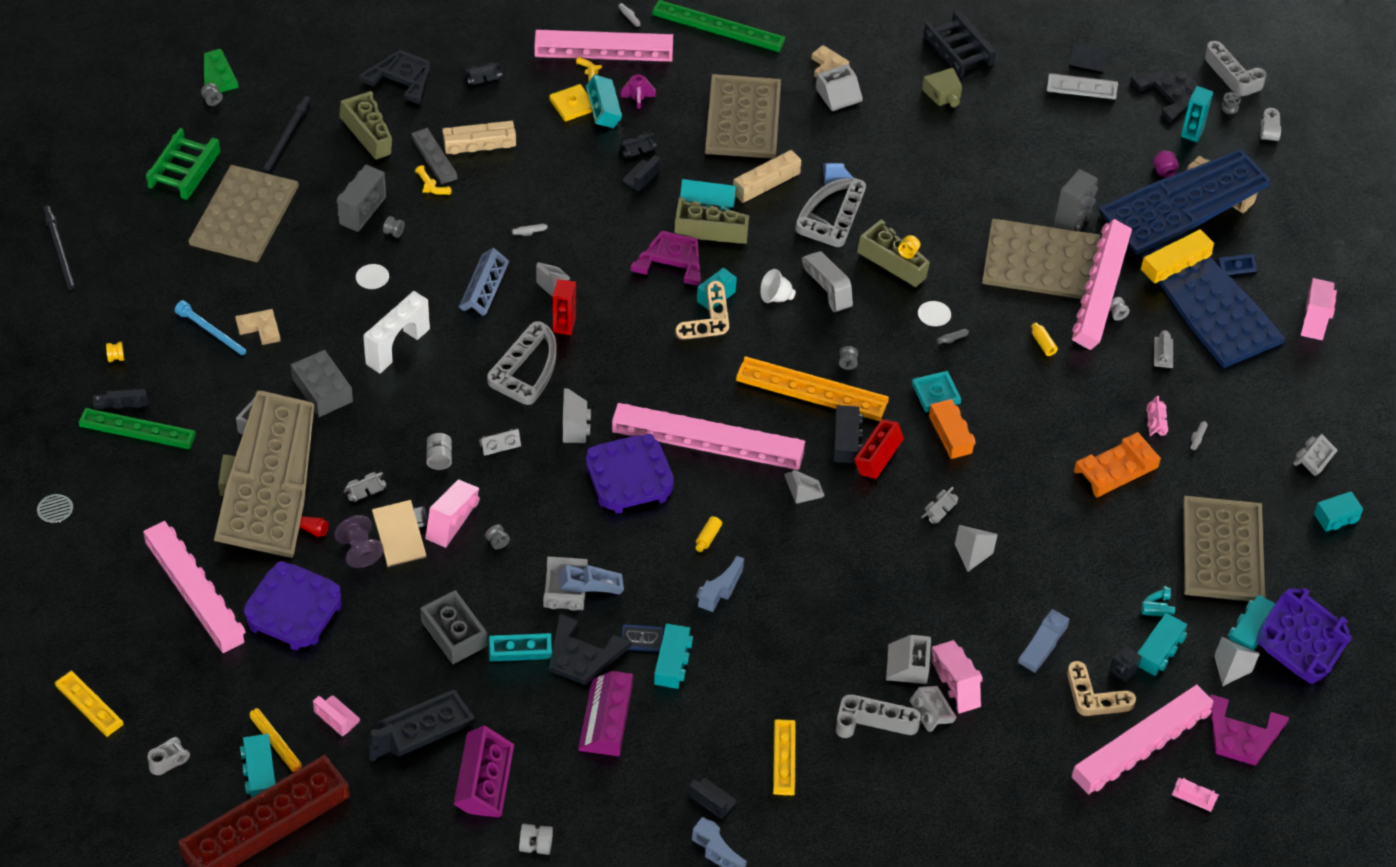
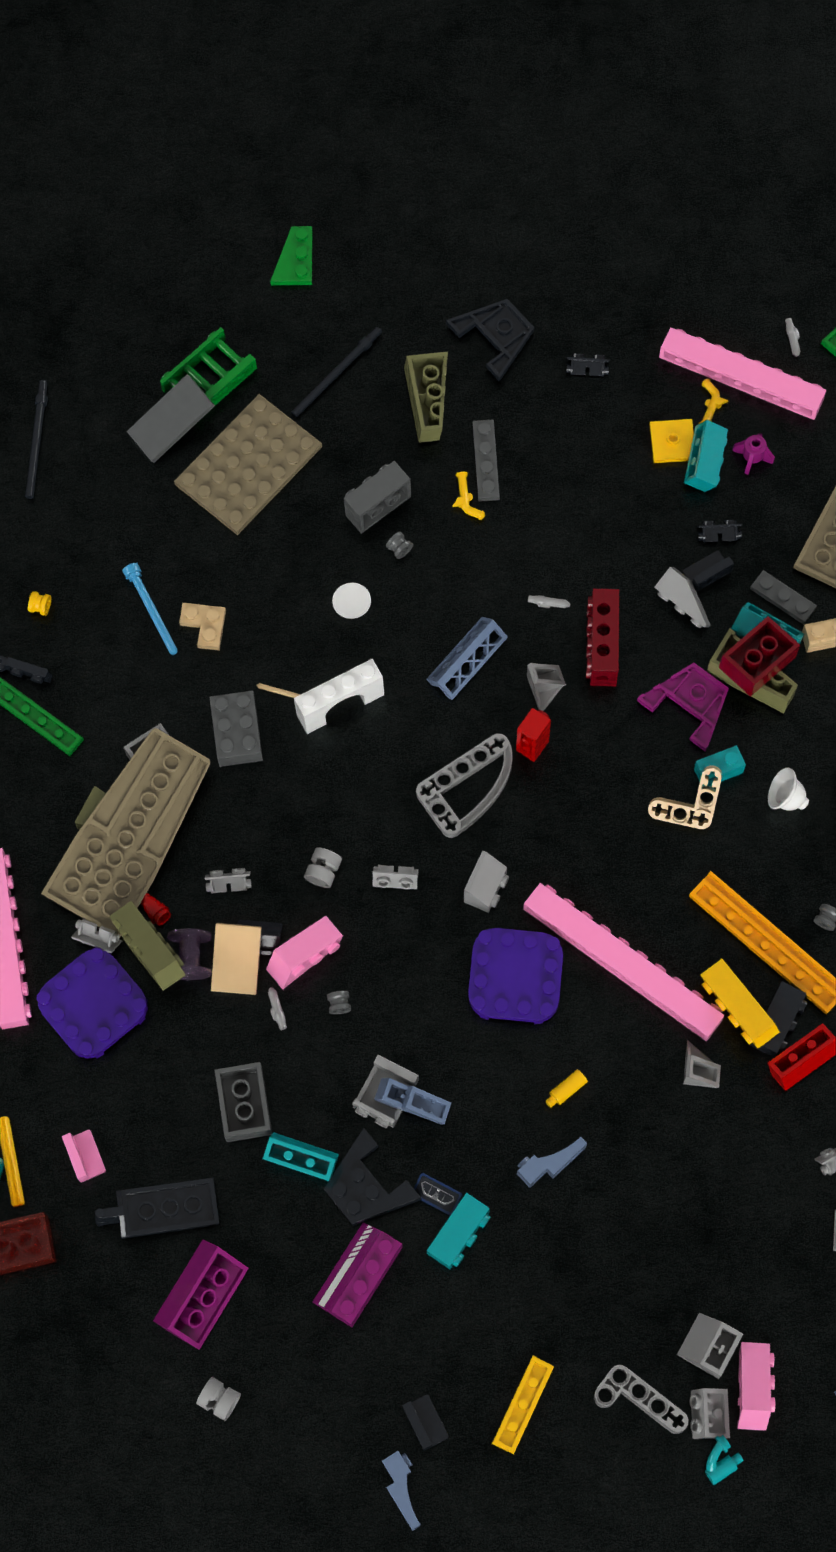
camera: 30 degrees right, 20 degrees up
(167, 197) = (170, 418): none -> dark grey tile
(211, 94) = (276, 288): dark grey wheel -> none
(266, 558) = (104, 938): none -> light grey hinge
(322, 541) = (148, 945): none -> olive wedge
(346, 351) = (277, 690): none -> tan axle
(448, 561) = (276, 1010): none -> light grey piece
(479, 137) = (544, 455): tan brick -> none
(585, 233) = (603, 637): none -> dark red brick
(628, 189) = (681, 591): none -> light grey slope
(707, 173) = (783, 597): none -> dark grey plate
(712, 201) = (759, 656): none -> dark red brick
(813, 428) = (739, 1003): none -> yellow brick
(962, 740) = (719, 1470): none -> teal plant

